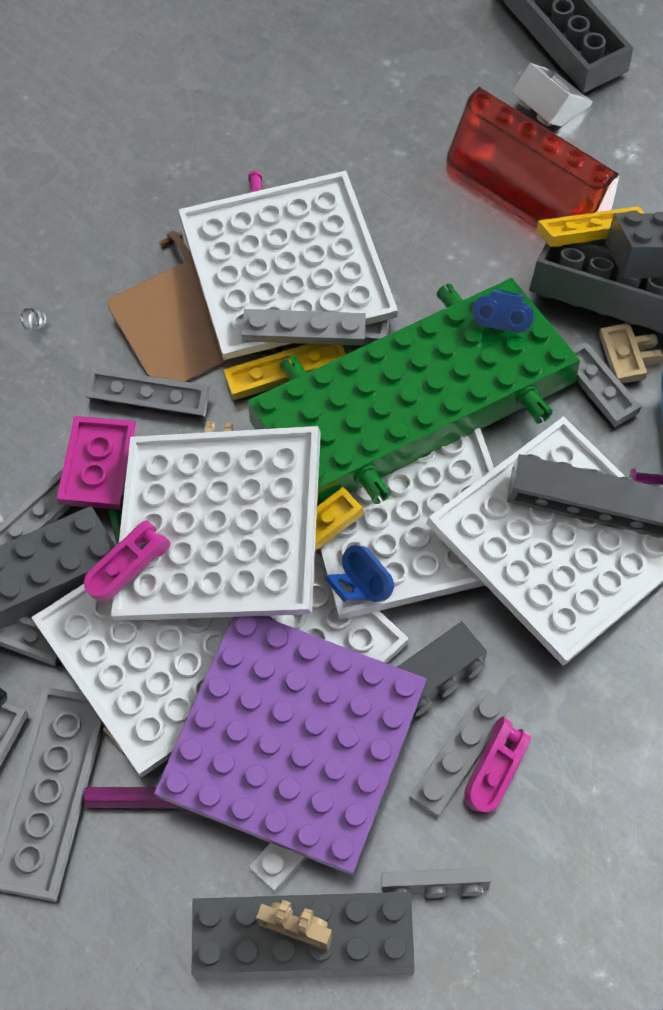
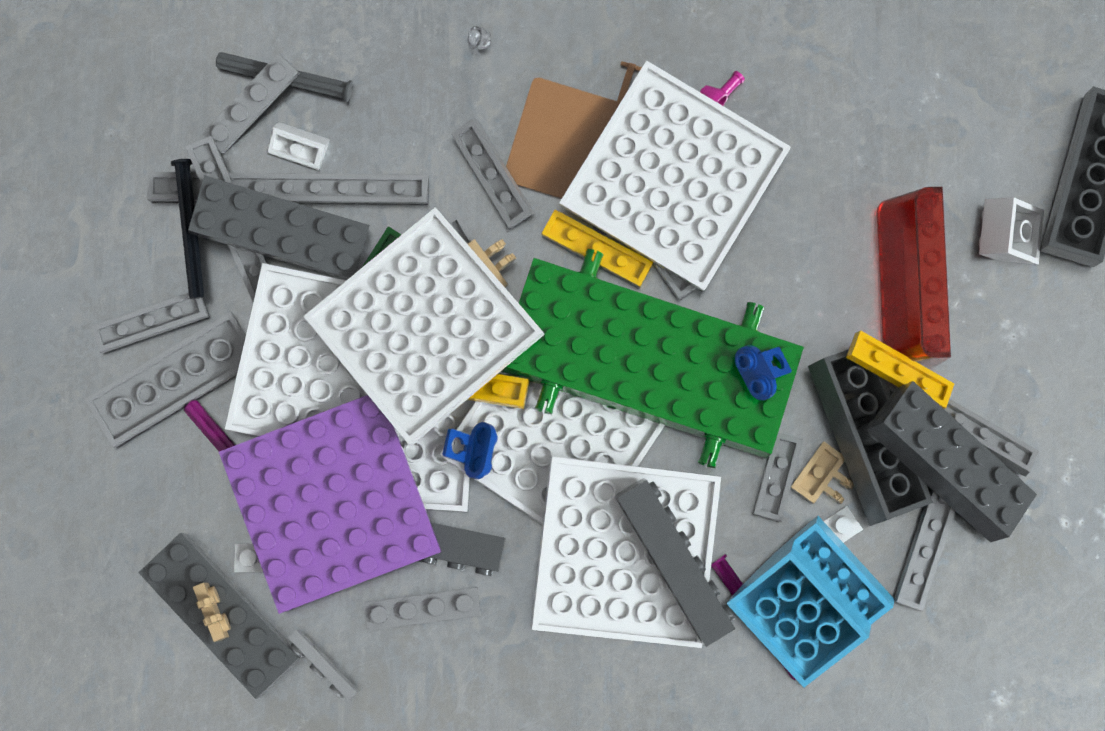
camera: 45 degrees right, 20 degrees up
(96, 463) = (405, 195): dark pink plate -> none
(125, 562) = (342, 293): dark pink plate -> none
(303, 327) = (628, 240): light grey plate -> none
(496, 766) = (429, 640): dark pink plate -> none

